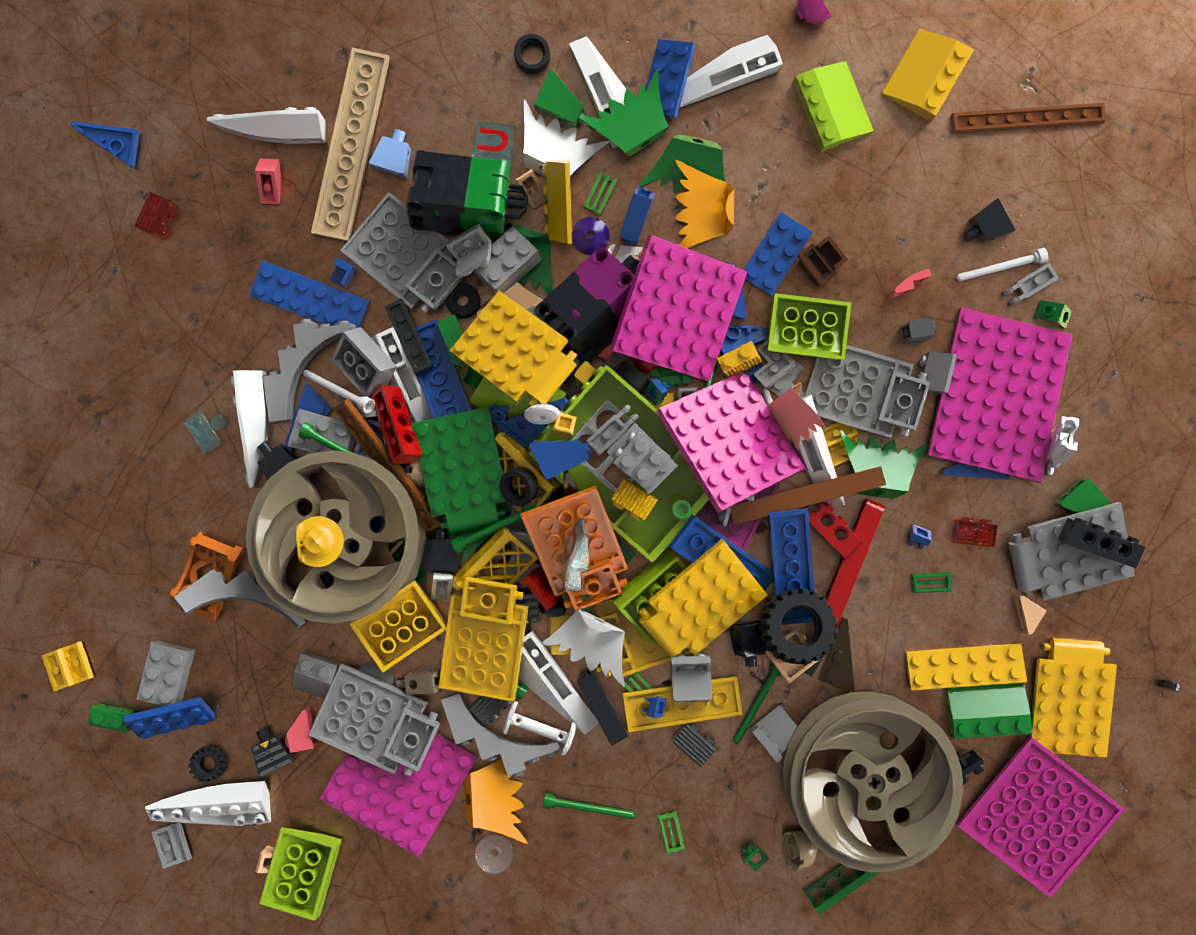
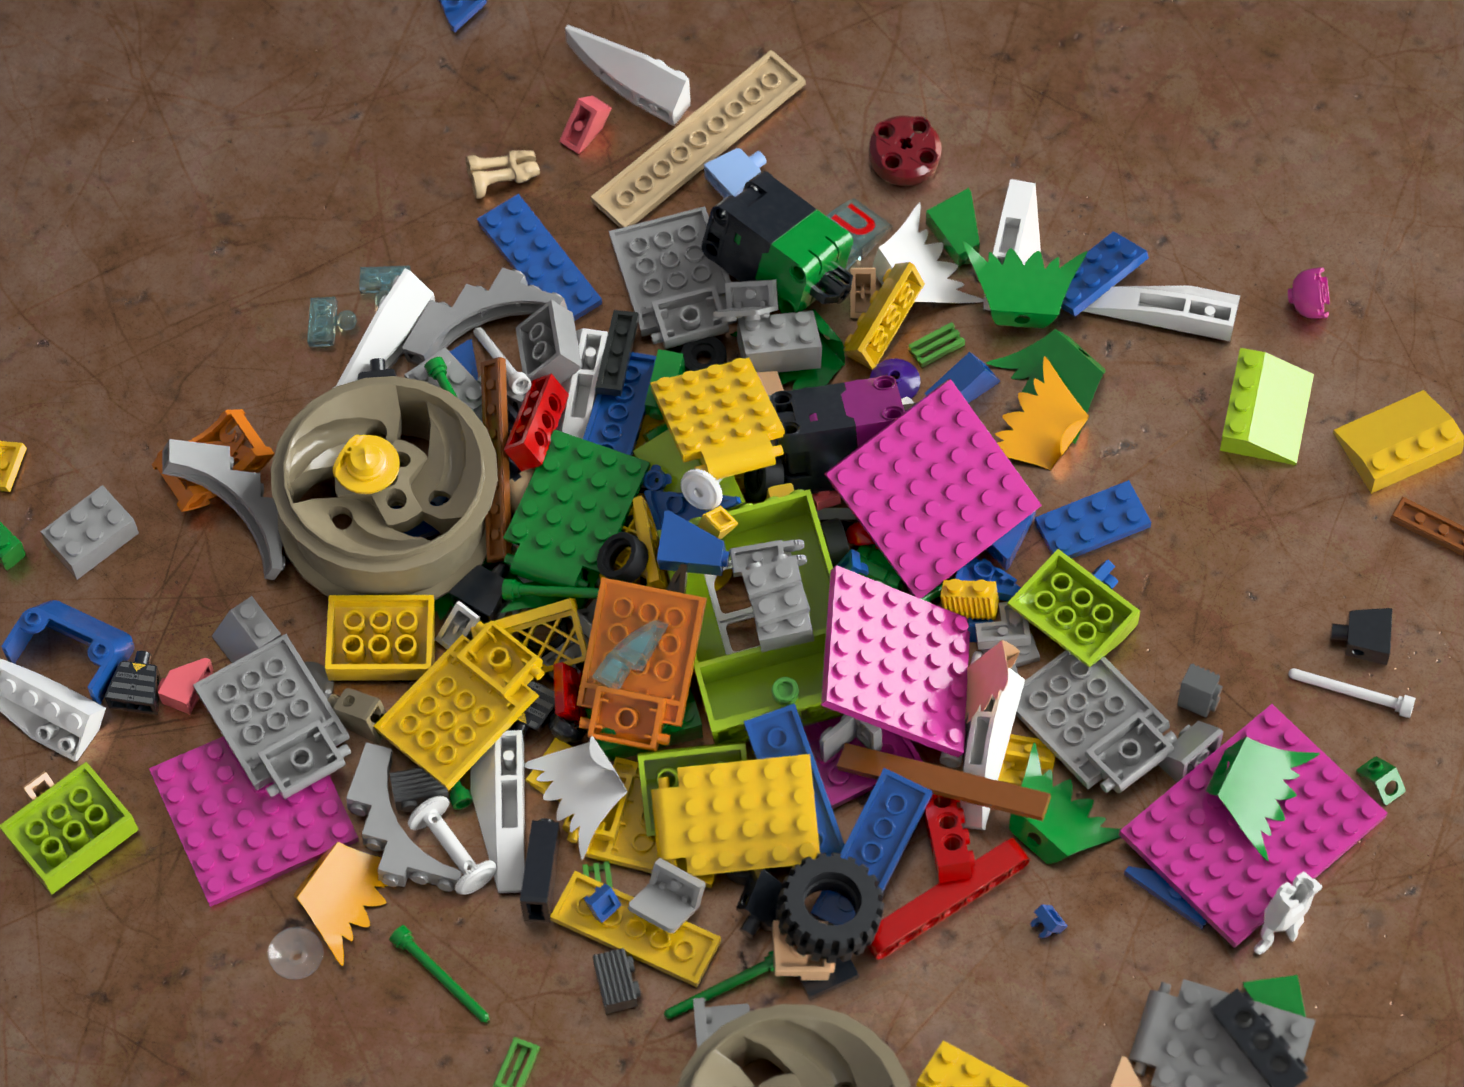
camera: 40 degrees right, 25 degrees down
(155, 215) = (440, 86): clear red brick -> none
(169, 718) = (59, 575): blue plate -> none
(199, 772) = (61, 667): black tyre -> none
(221, 378) = (379, 280): none -> clear light blue plate
(230, 737) = (106, 643): none -> blue windscreen
(248, 247) = (520, 164): none -> tan piece
(343, 273) = (595, 258): blue panel -> none
(488, 66) = (904, 150): none -> dark red piece
(535, 39) = (962, 149): black tyre -> none
(633, 499) = (738, 643): yellow brick -> none
(807, 289) = (1102, 573): none -> tile
(822, 259) = (1140, 553): reddish brown plate -> none
(838, 663) = (861, 995): dark brown wing -> none
(908, 284) = (1222, 632): coral slope -> none
(928, 590) = (1043, 1004): green tile -> none
(975, 533) = (1118, 957): clear red brick -> none
(990, 374) = (1254, 783): none -> piece
(1033, 283) = (1374, 729): light grey hinge -> none

